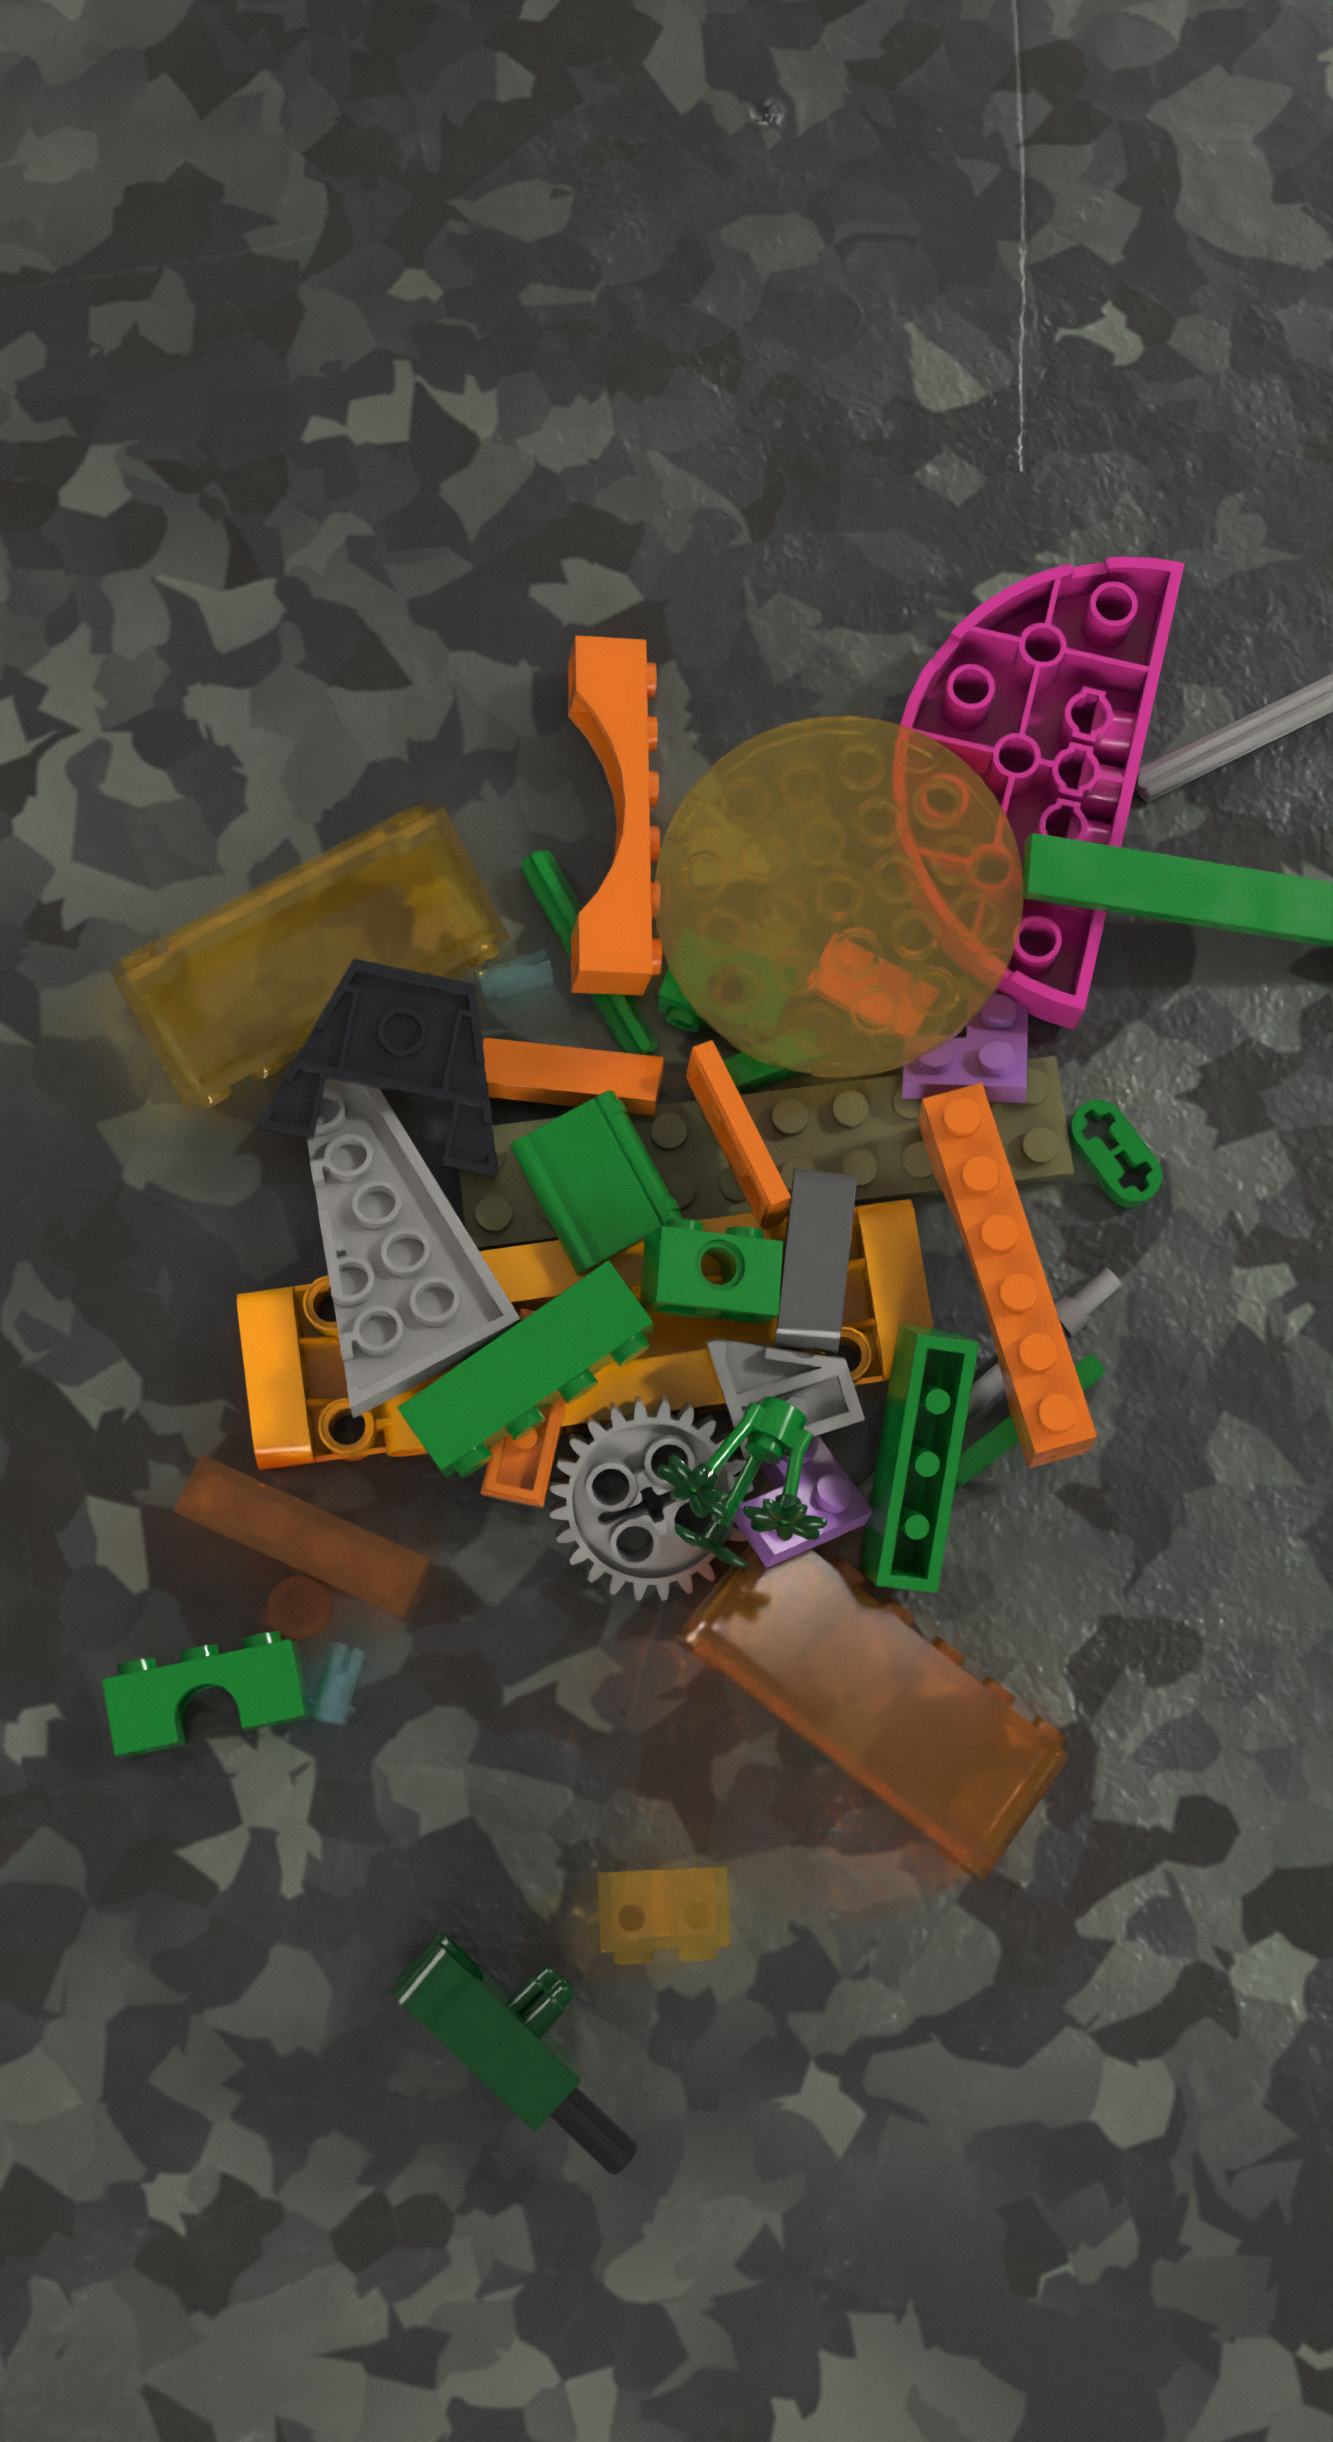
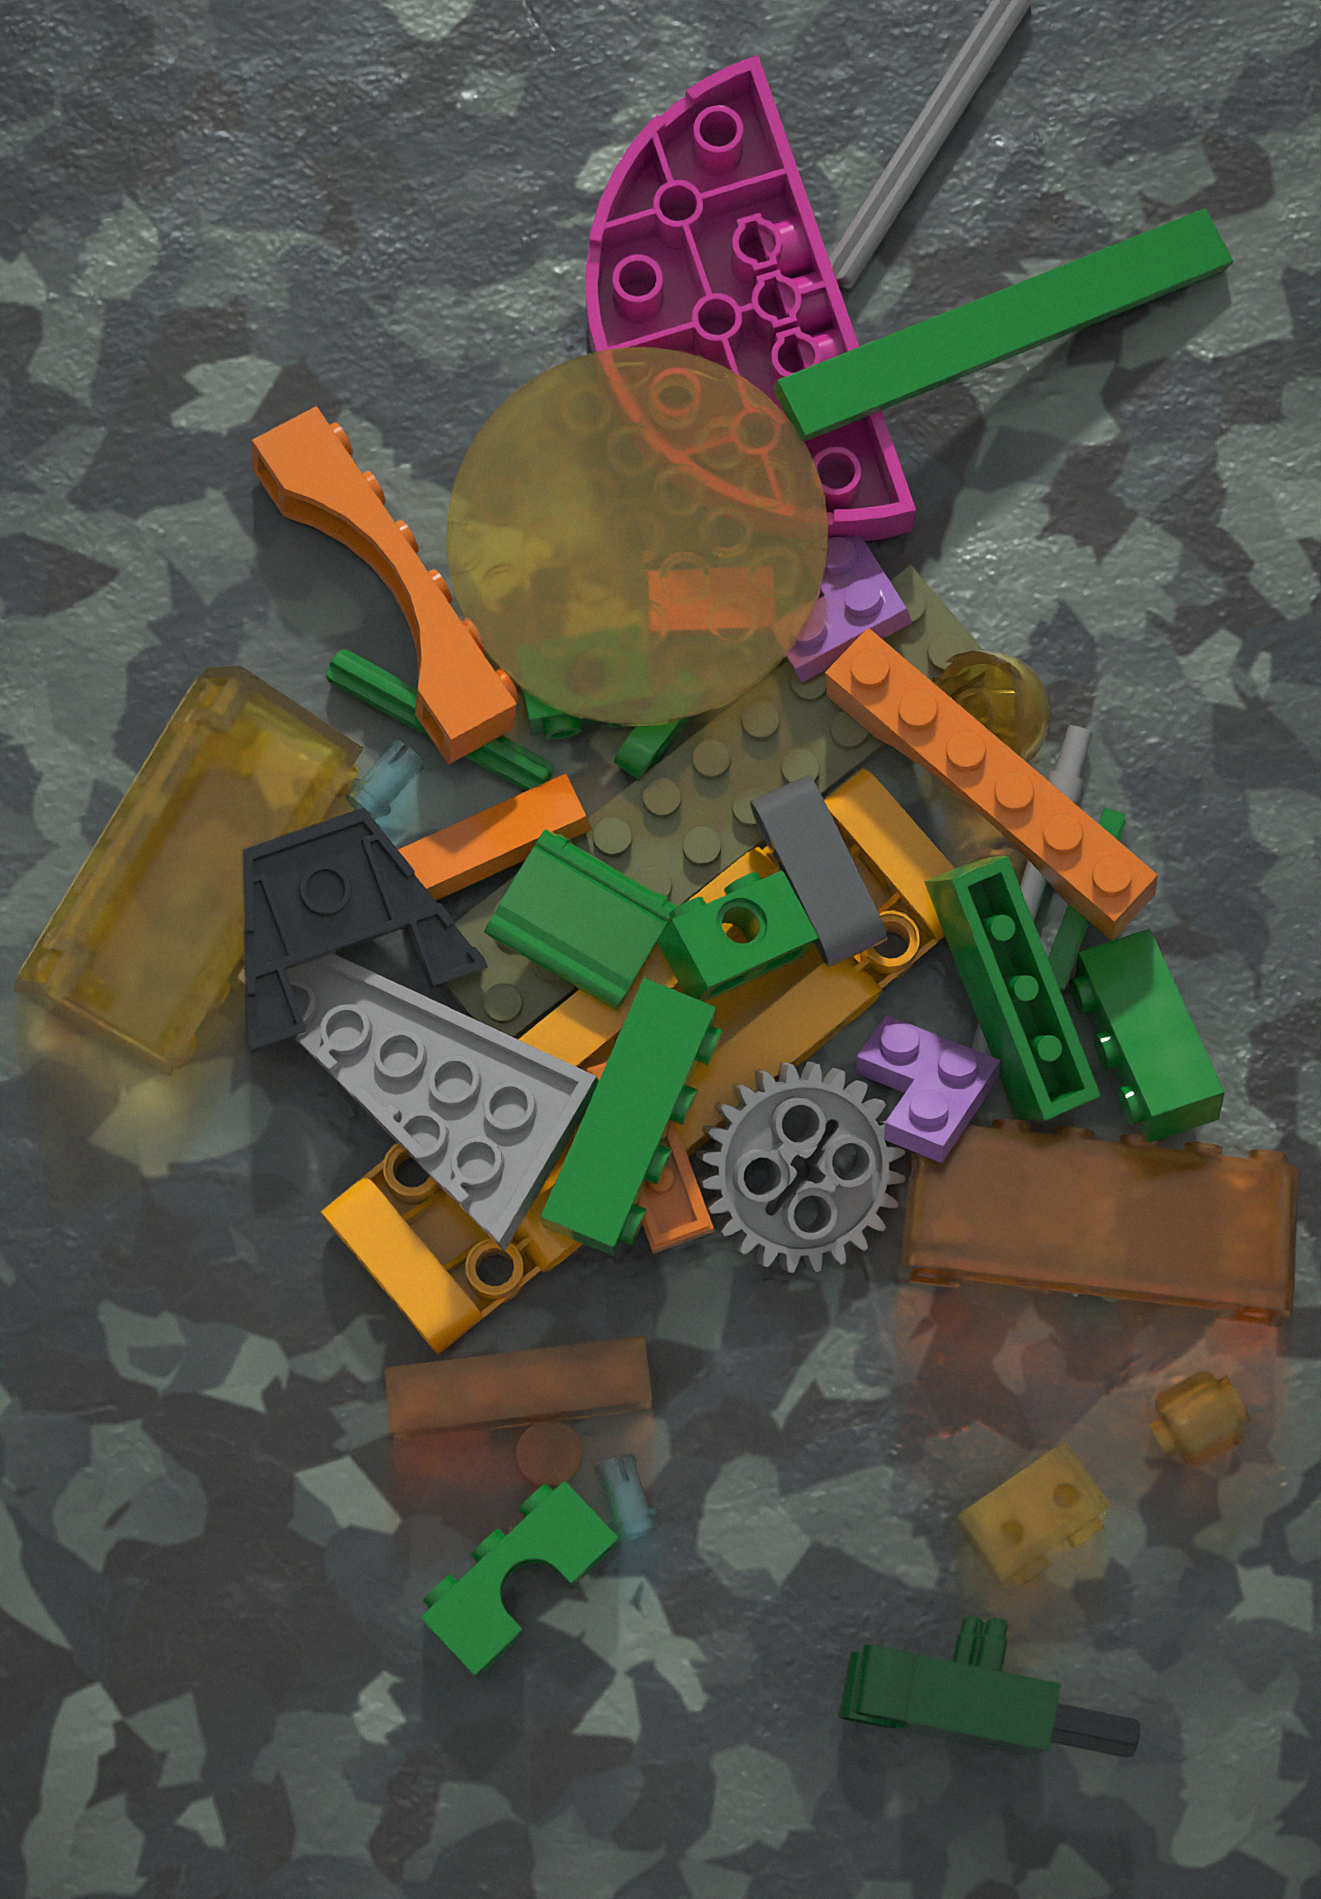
camera: 30 degrees left, 0 degrees up
(737, 1135) = (680, 802): orange tile -> none
(772, 1432) = (877, 1040): plant -> none
(809, 1381) = (861, 1004): light grey wing -> none
(853, 1917) = (1199, 1418): none -> clear yellow head
(1007, 1567) = (1146, 1036): none -> green brick
(1059, 1209) = (1001, 696): none -> clear yellow cylinder
(1125, 1144) = (1020, 607): green beam -> none

